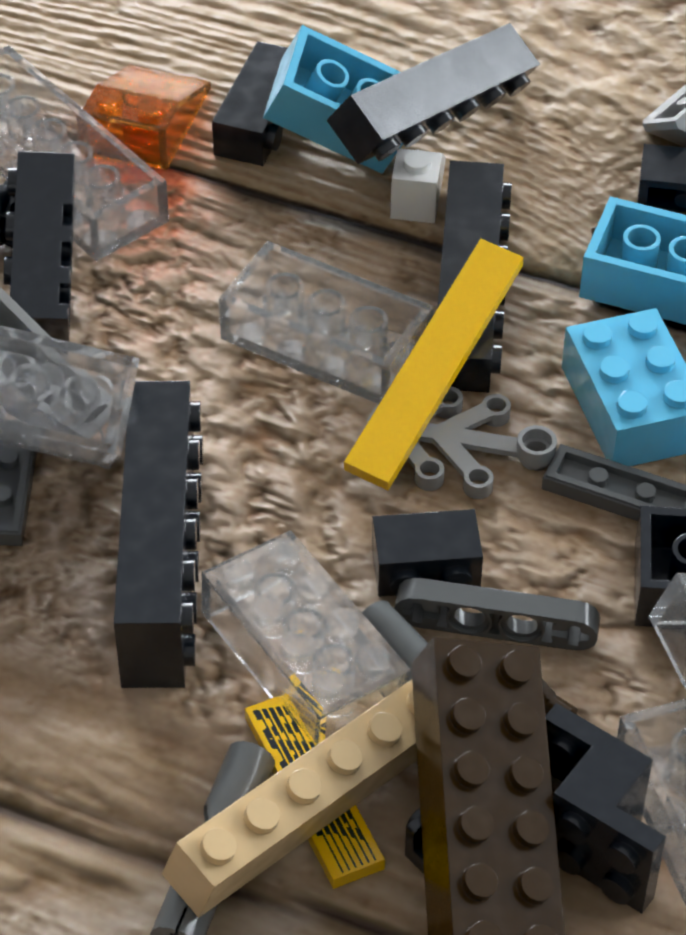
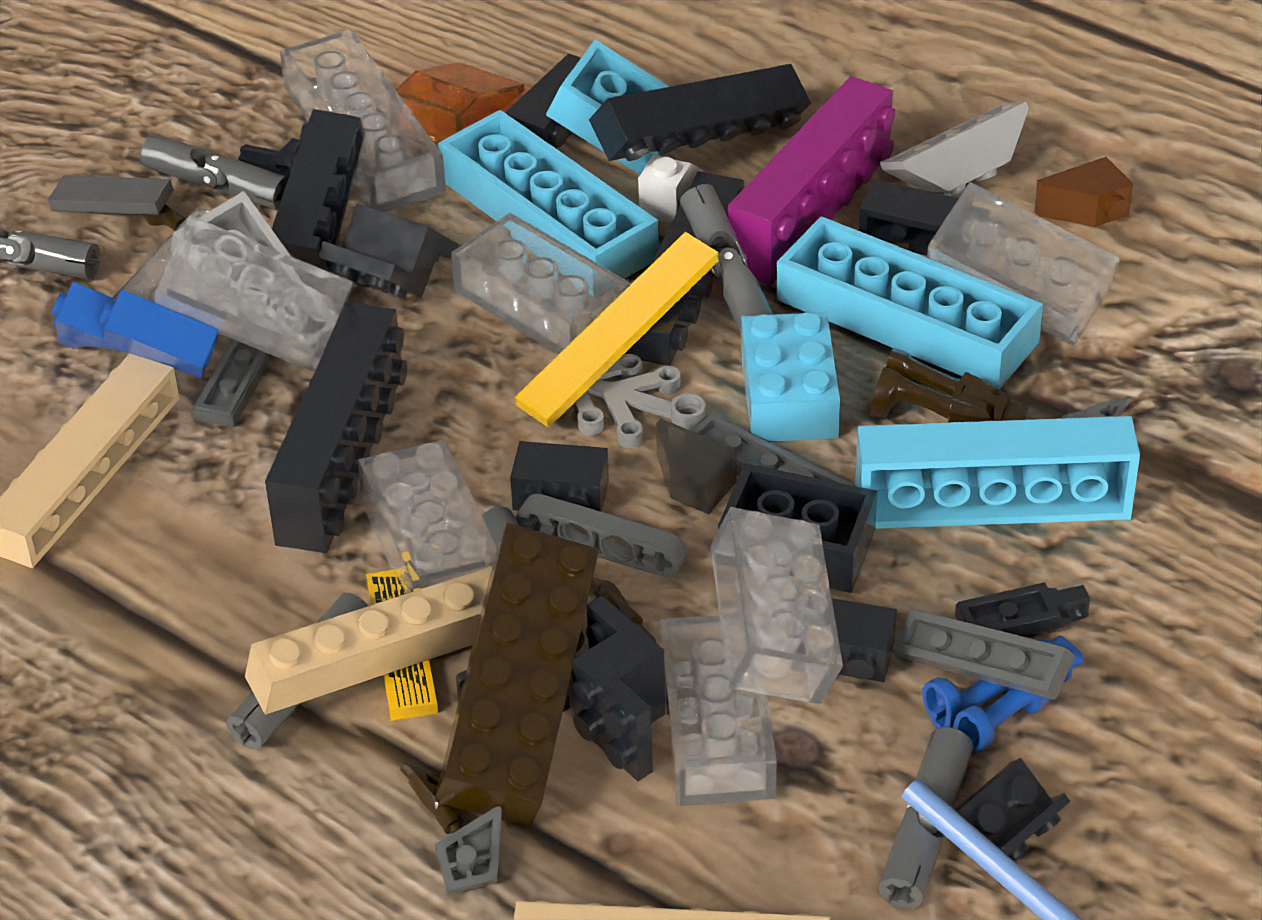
camera: 15 degrees right, 5 degrees down
(138, 306) = (387, 253): none -> black bracket
(262, 195) = (516, 172): none -> medium azure brick
(542, 285) = (715, 230): none -> dark grey piece
(566, 512) = (694, 466): none -> clear smoke slope
(576, 155) = (813, 174): none -> magenta brick

